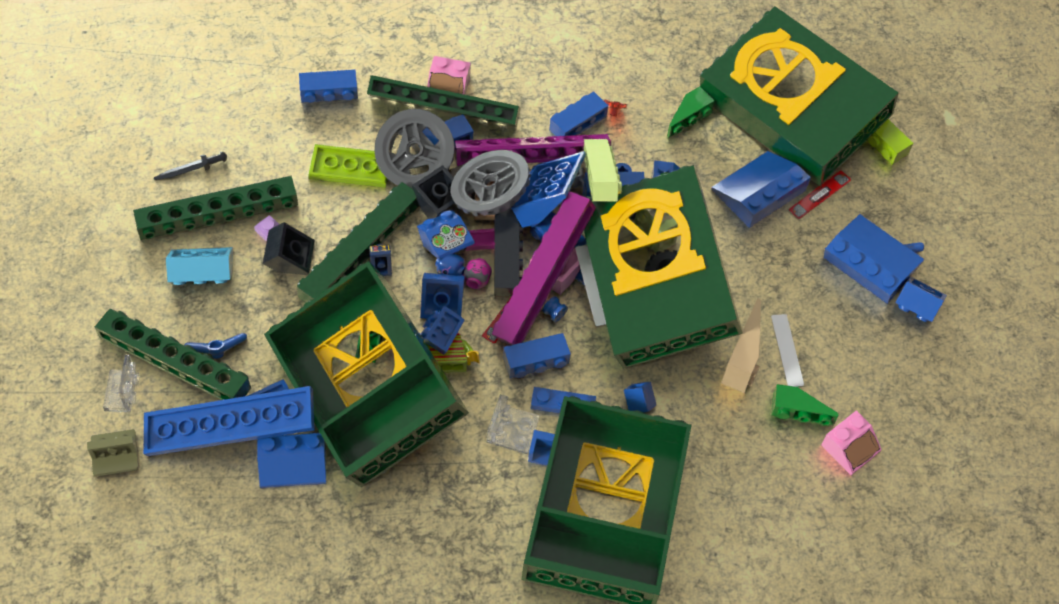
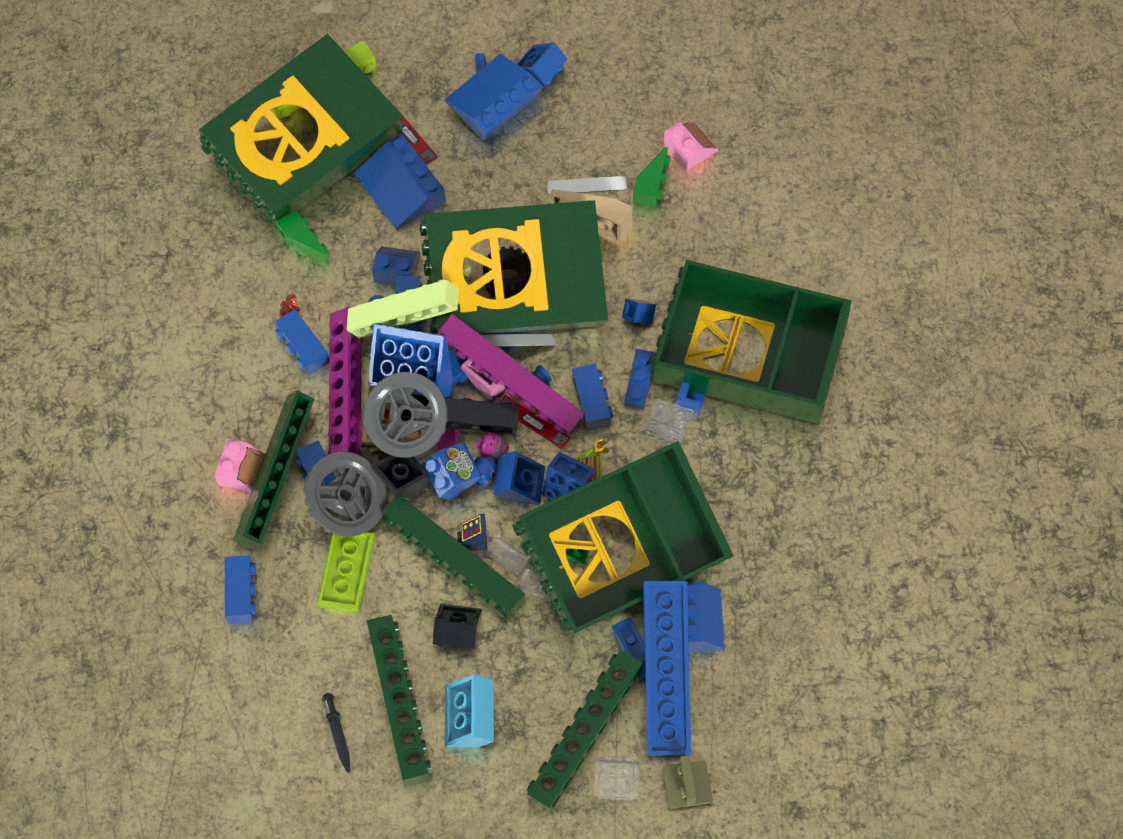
camera: 80 degrees left, 5 degrees up
(218, 347) = (571, 693): blue piece -> none
(264, 226) = (424, 649): lavender plate -> none

